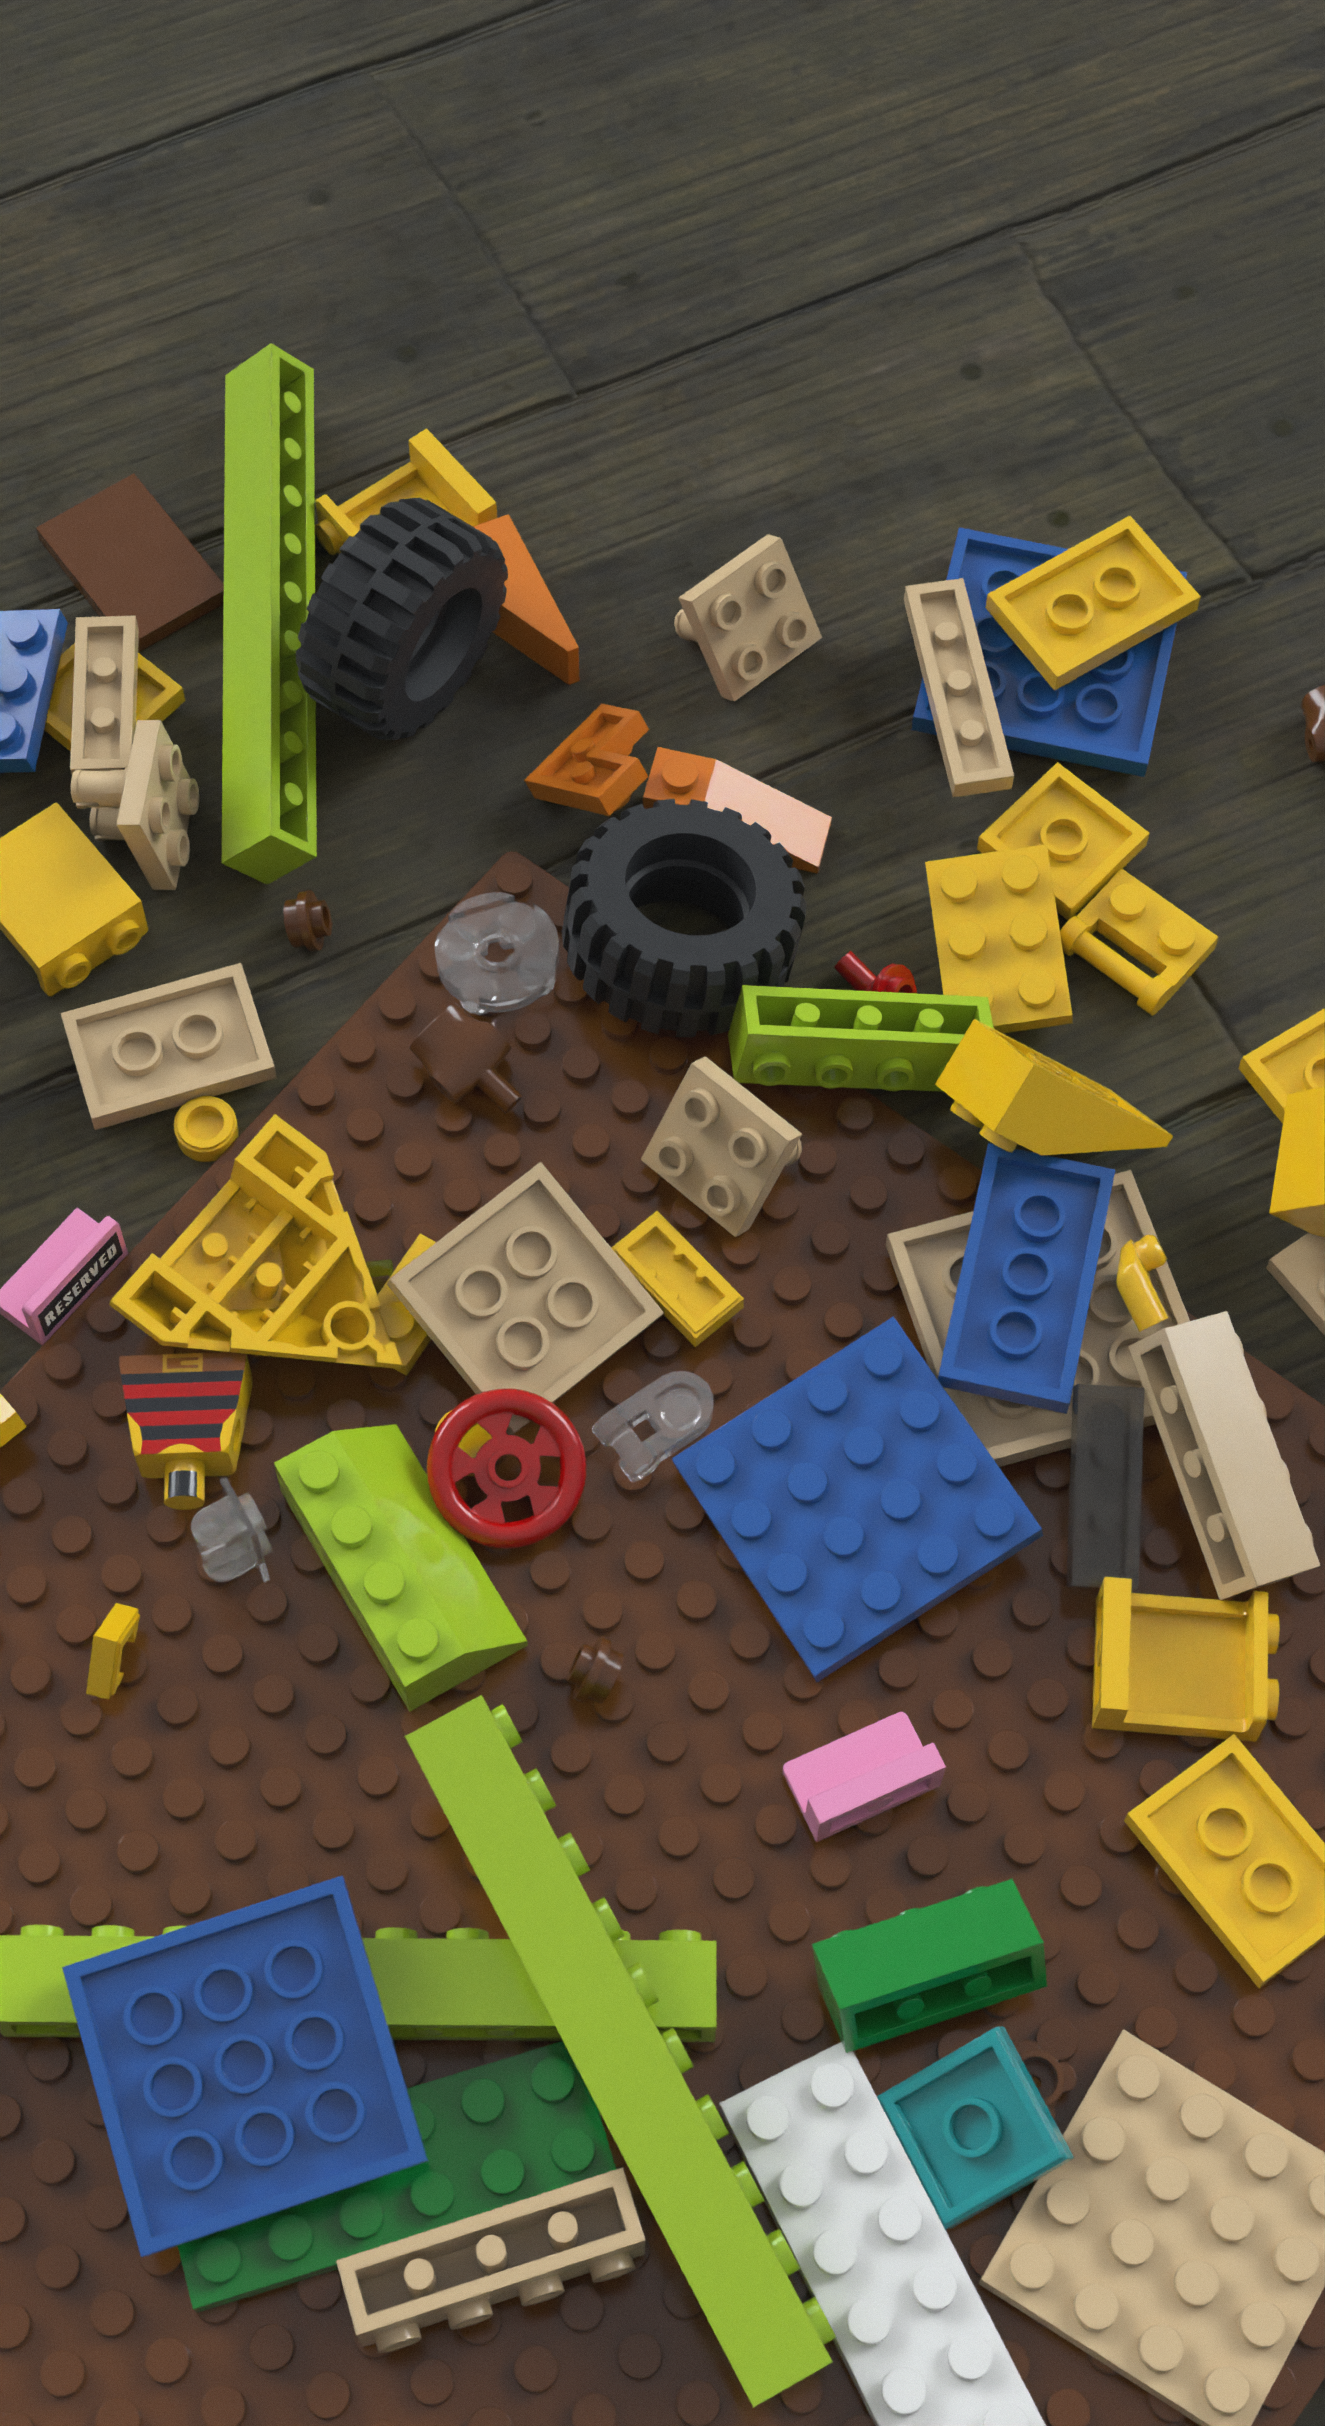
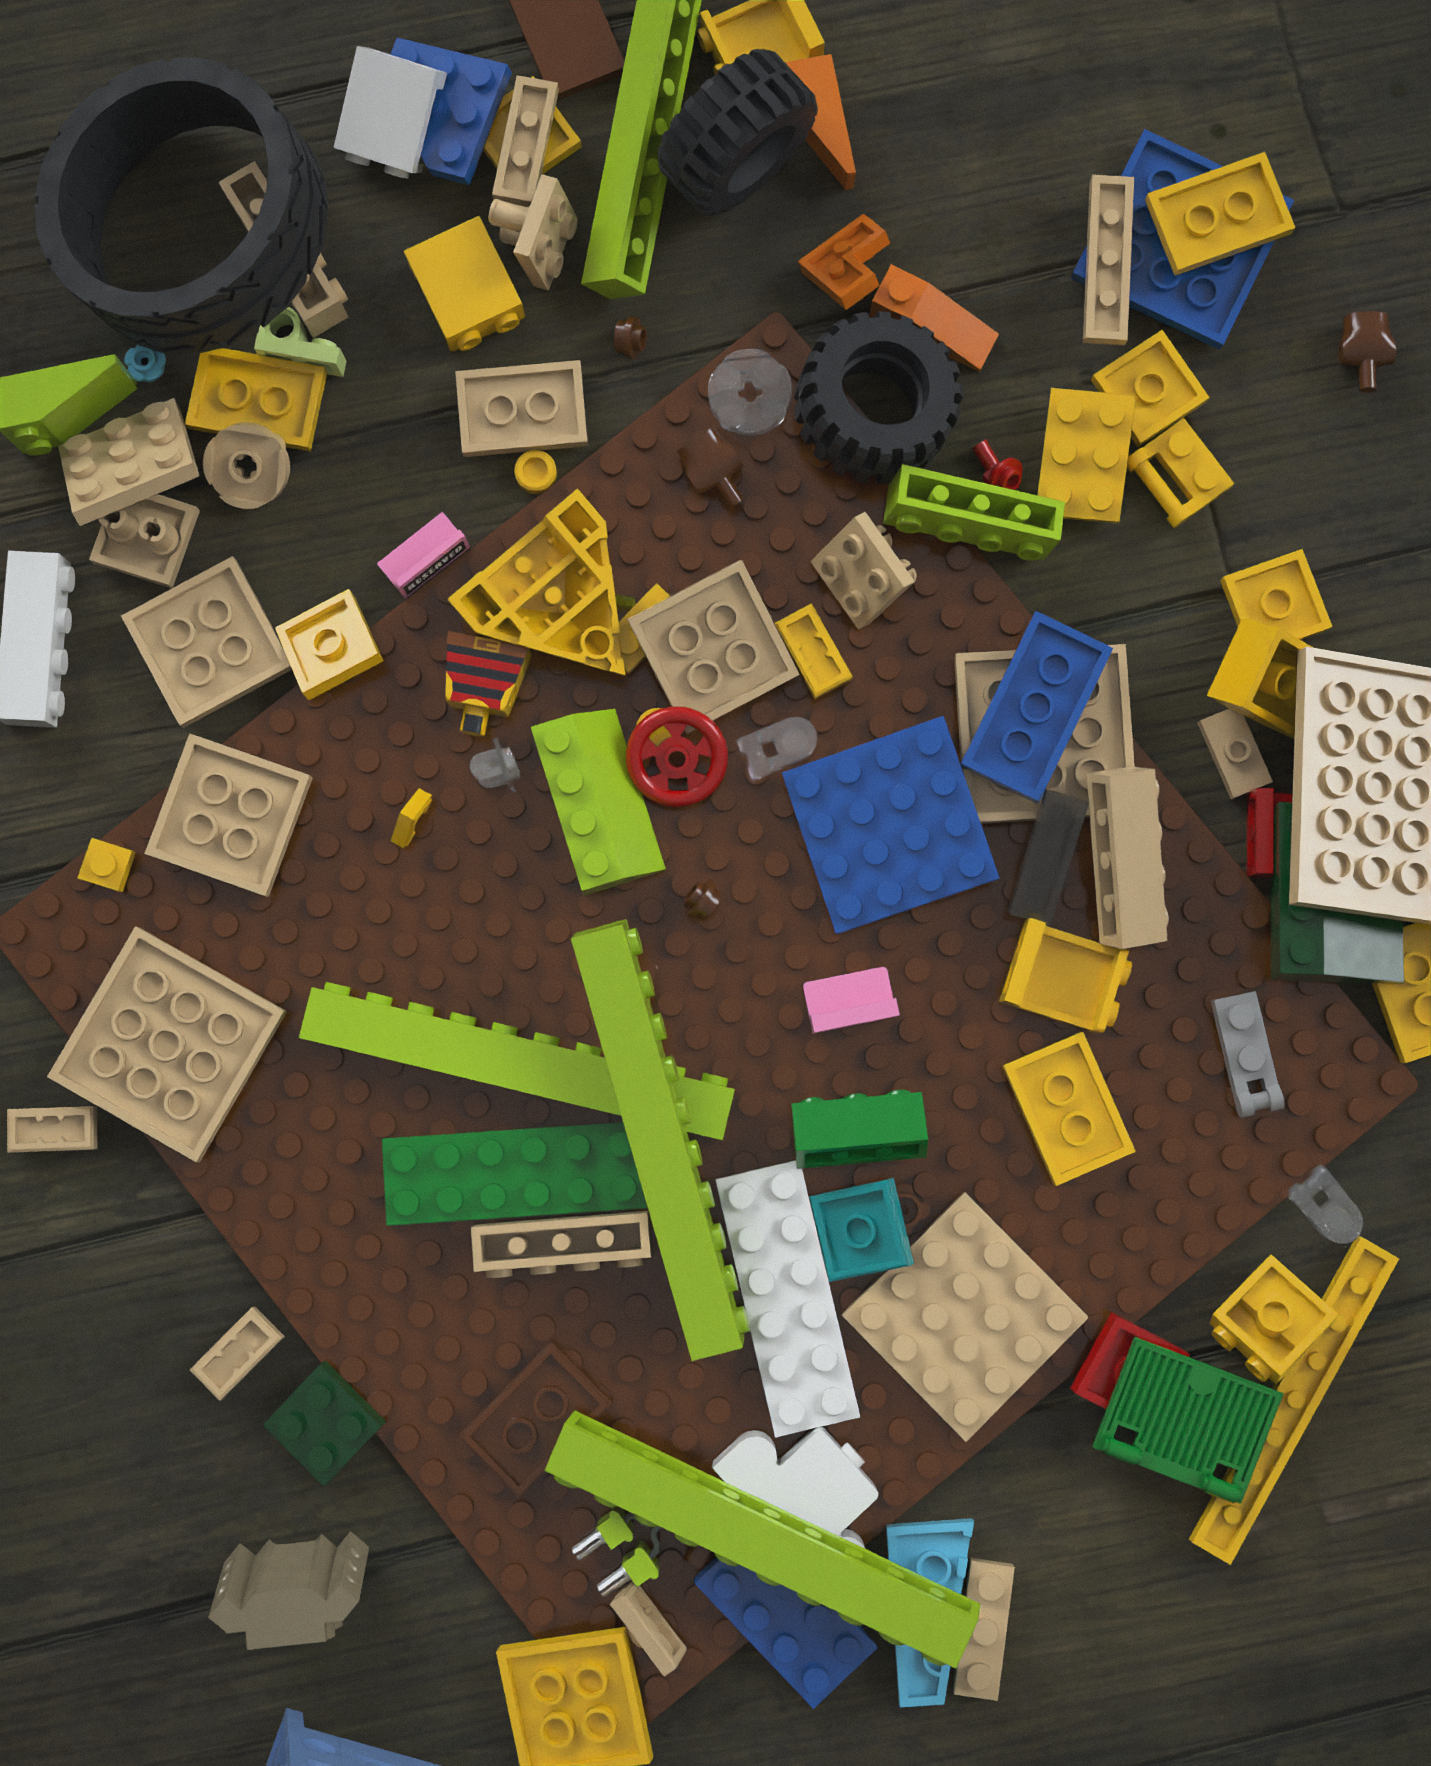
camera: 15 degrees right, 20 degrees up
(243, 2066) = (440, 1100): blue plate -> none
(748, 617) = (979, 173): tan plate -> none
(1038, 1101) = (1080, 587): yellow slope -> none
(1134, 1281) = (1104, 726): yellow arm -> none

